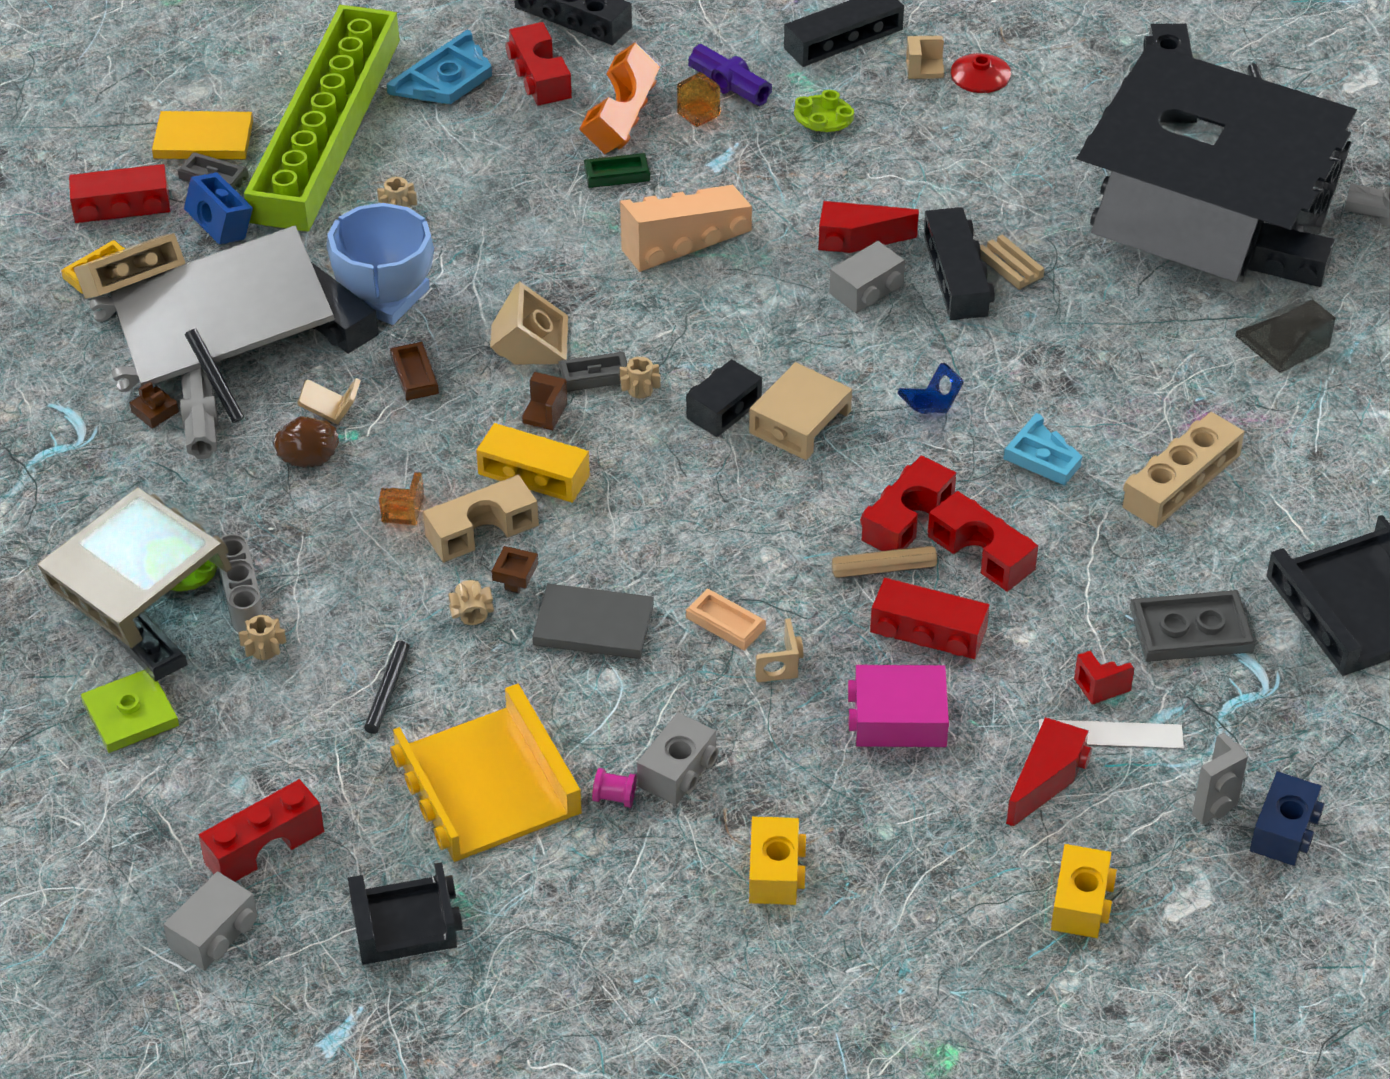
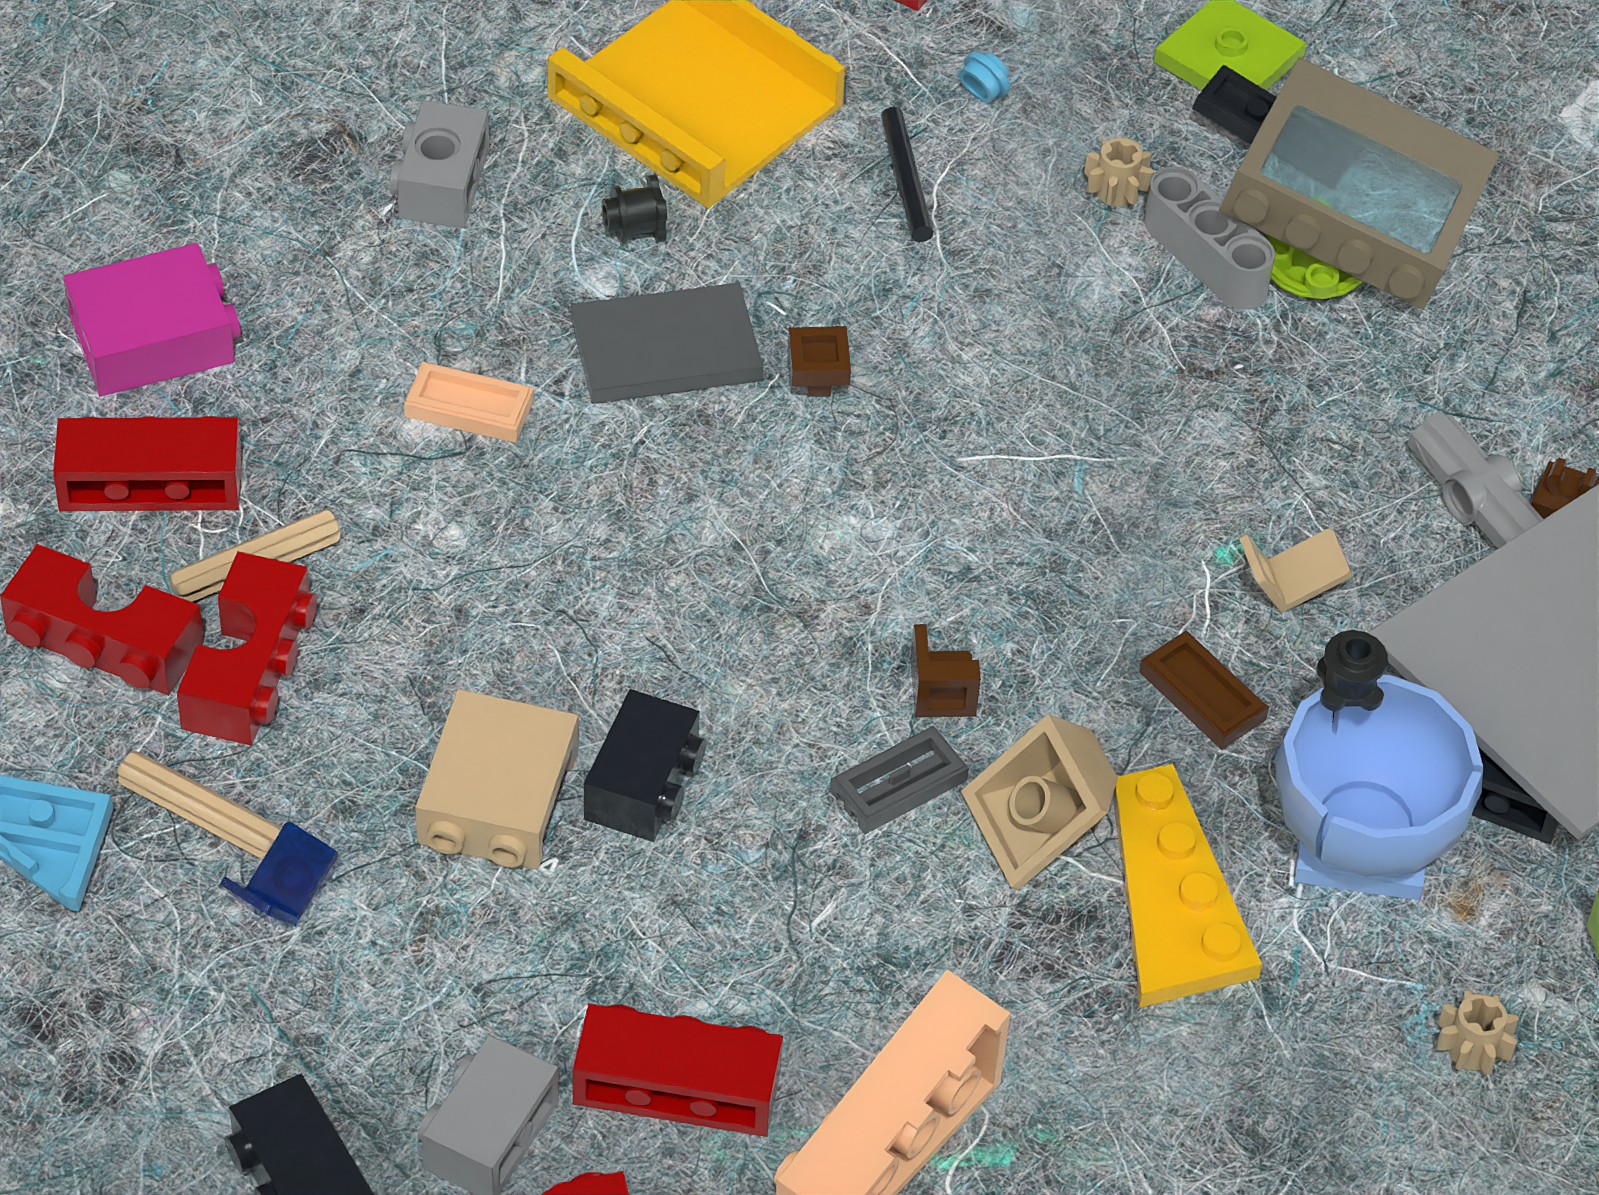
camera: 155 degrees right, 5 degrees up
(214, 375) = (1495, 519): black bar -> none
(299, 725) = (984, 76): none -> medium azure plate
(306, 442) = (1278, 487): reddish brown hair -> none
(371, 254) = (1351, 671): none -> pearl dark grey brick
(402, 505) = (1060, 434): clear orange panel -> none
(471, 602) = (854, 293): tan gear -> none
(487, 288) = (1179, 905): none -> yellow wing
(503, 504) = (898, 465): tan arch -> none
(540, 462) = (896, 551): yellow brick -> none
(571, 694) = (636, 211): none -> pearl dark grey brick
(614, 787) = (527, 97): dark pink bush -> none
(640, 377) = (807, 763): tan gear -> none
(771, 273) = (677, 1069): none -> red brick
(775, 860) = (251, 72): yellow brick -> none
(790, 658) = (340, 350): tan bracket -> none
(957, 447) = (197, 804): none -> tan axle

